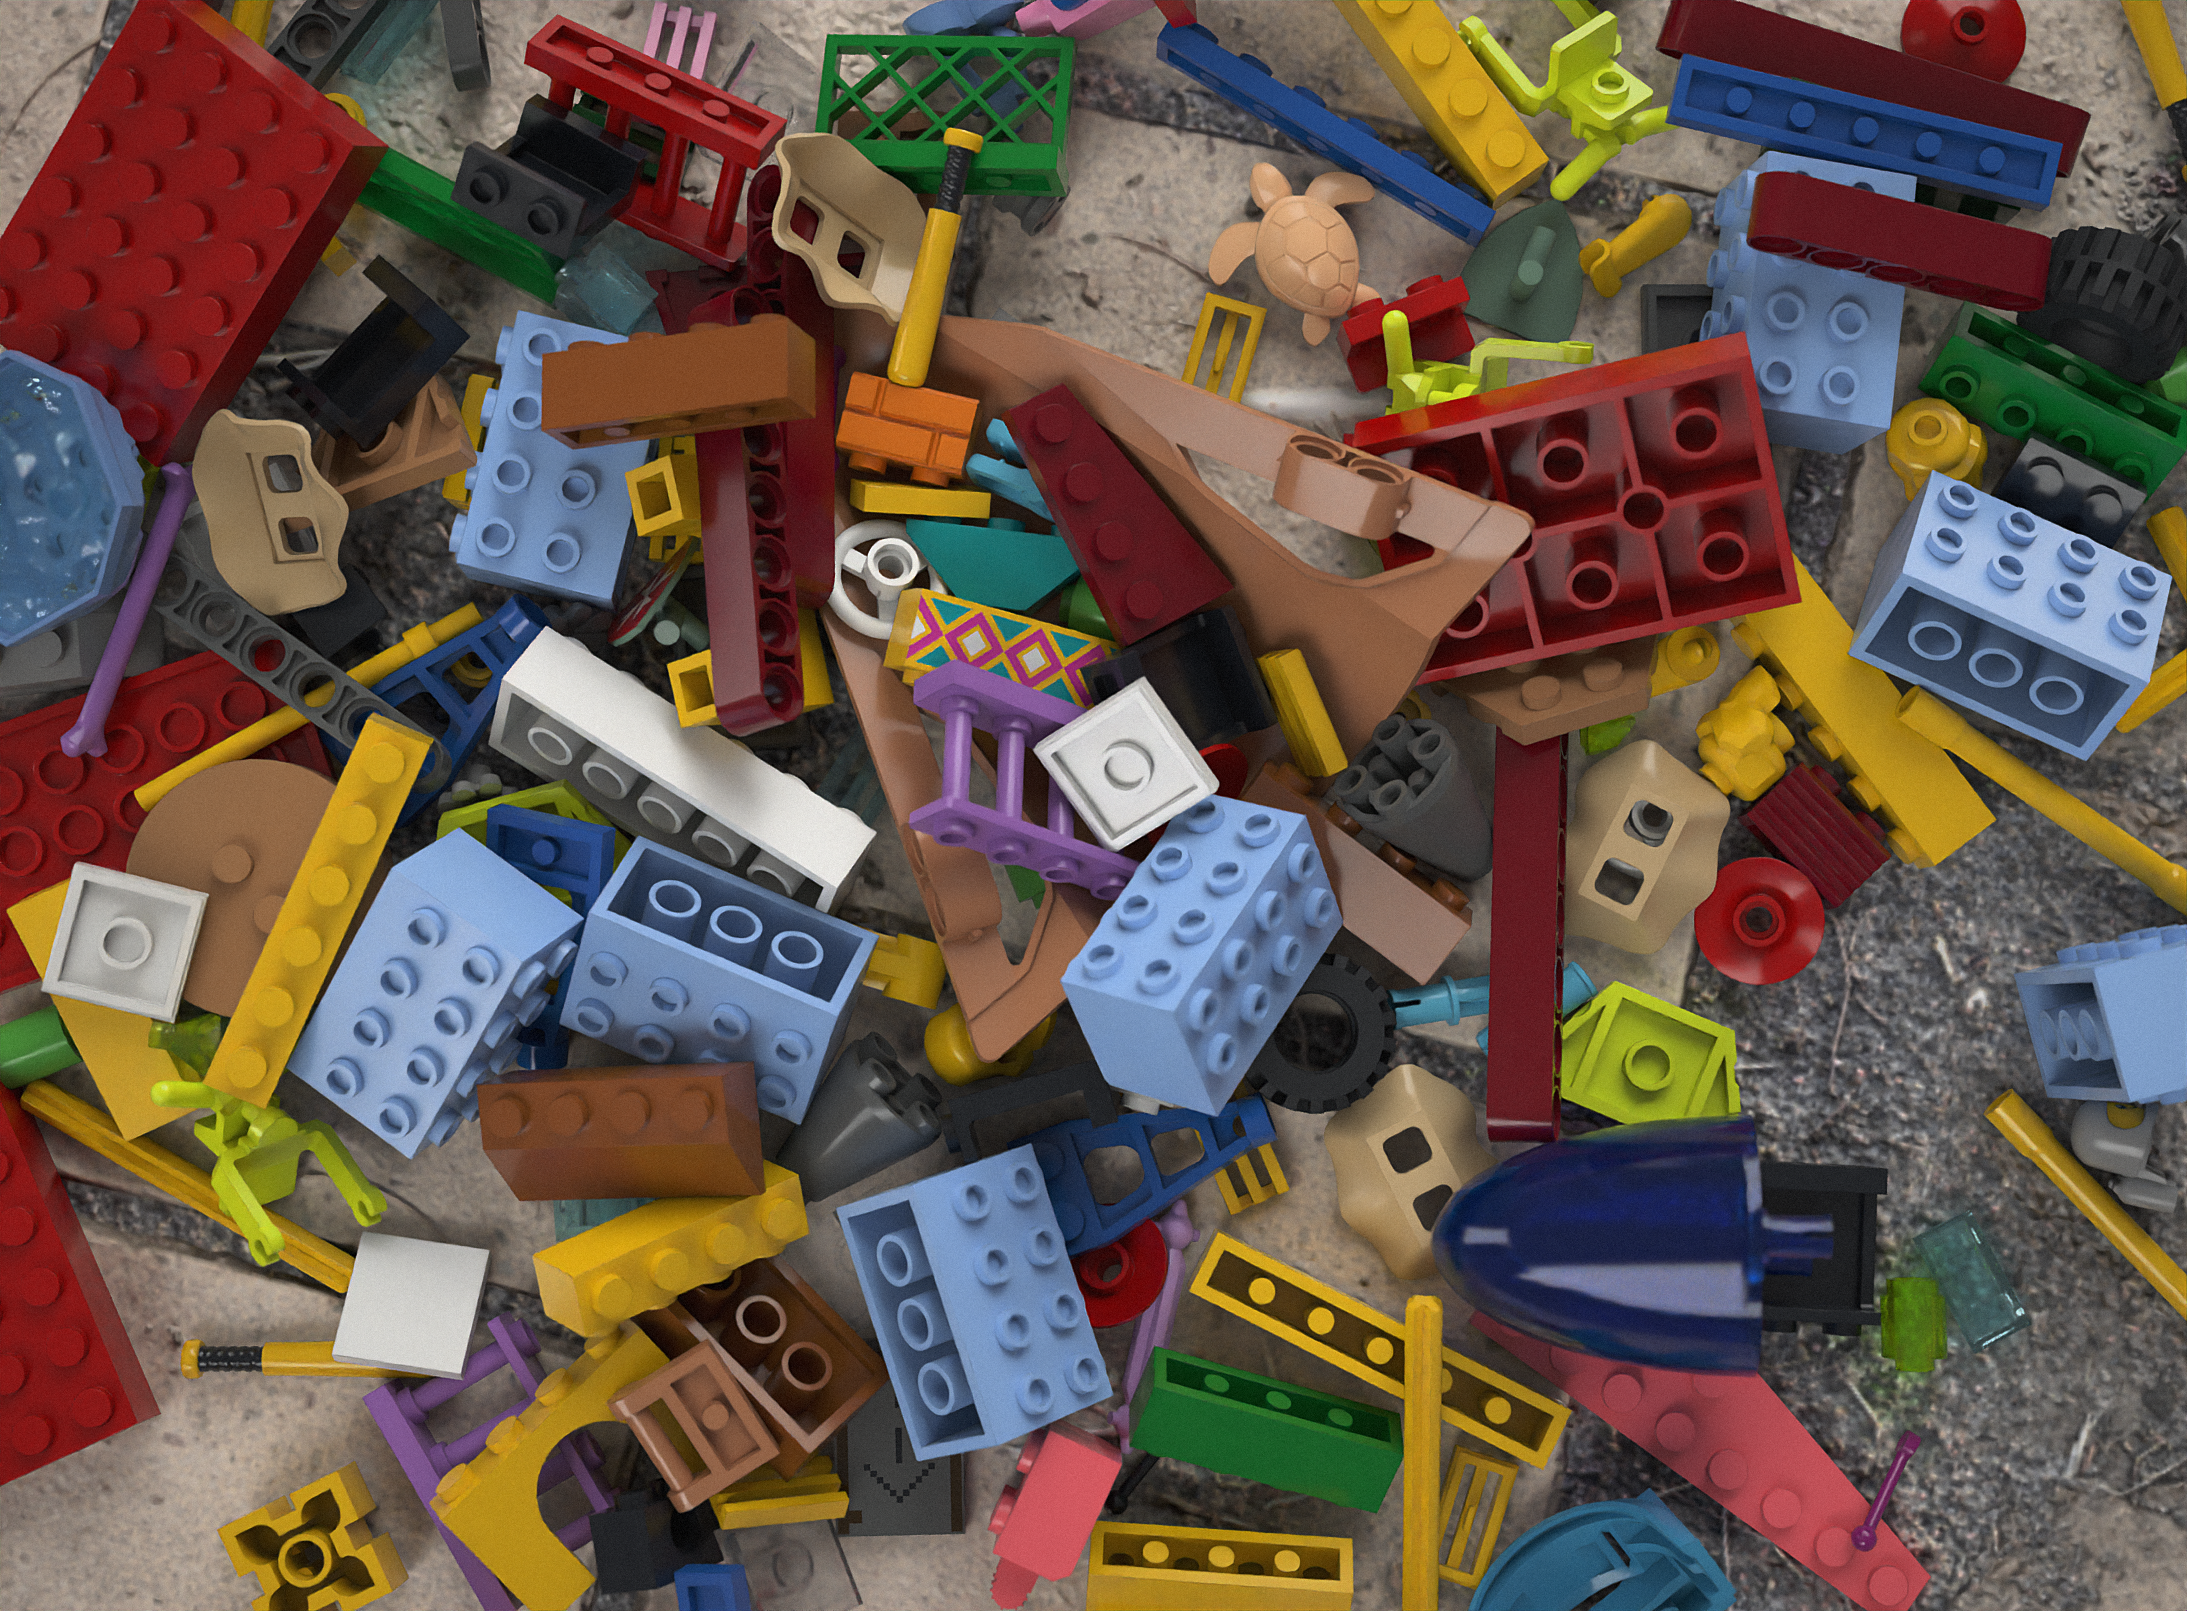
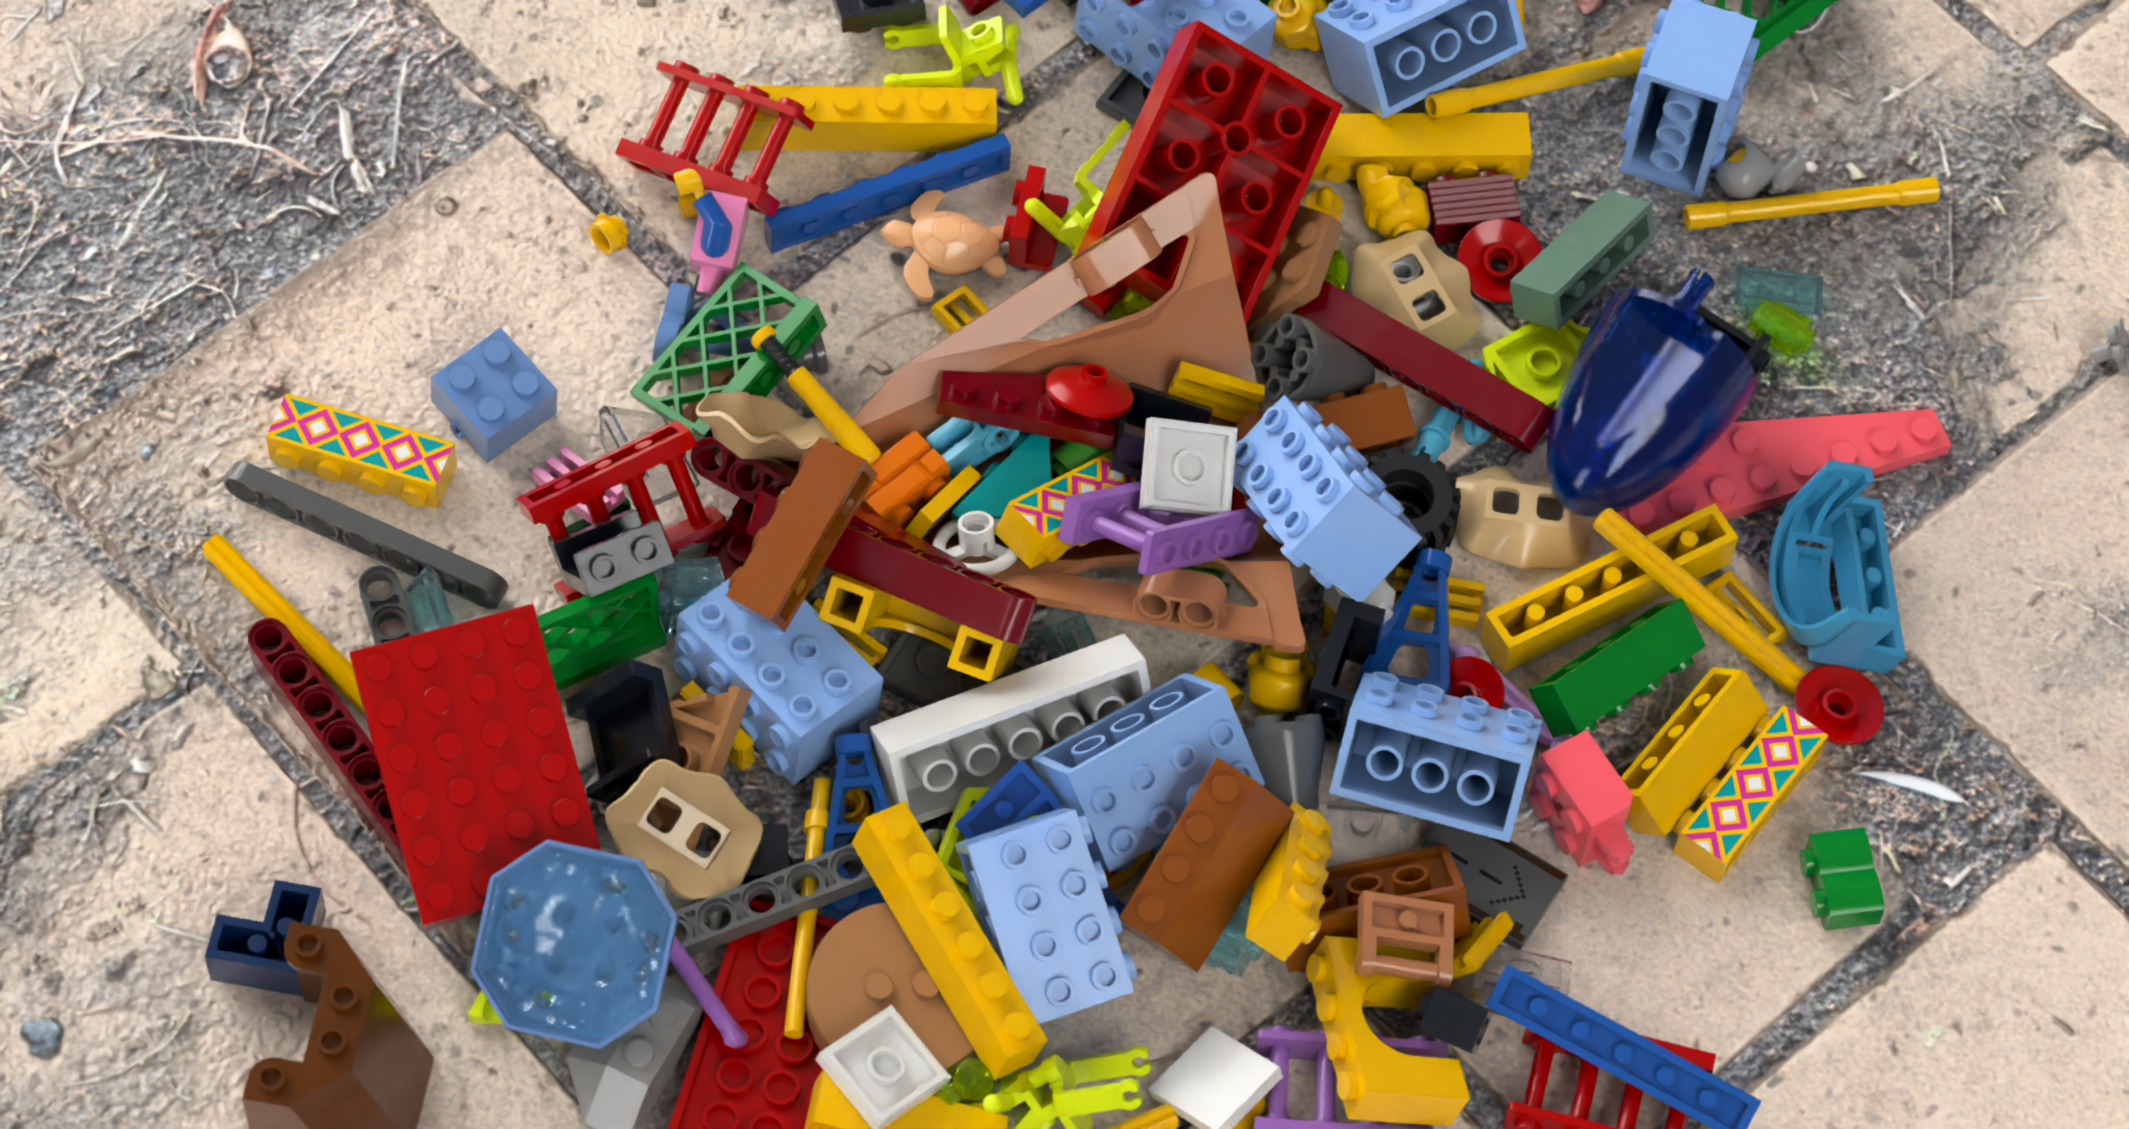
camera: 60 degrees left, 25 degrees down
(655, 599) = (900, 674): shield -> none
(1149, 575) = (1089, 391): none -> red dish
(1528, 275) = (1048, 146): sand green shield -> none
(1657, 230) = (1072, 73): yellow piece -> none
(1822, 1024) = (1582, 259): none -> sand green brick
(1864, 1536) = (1886, 419): magenta hinge -> none

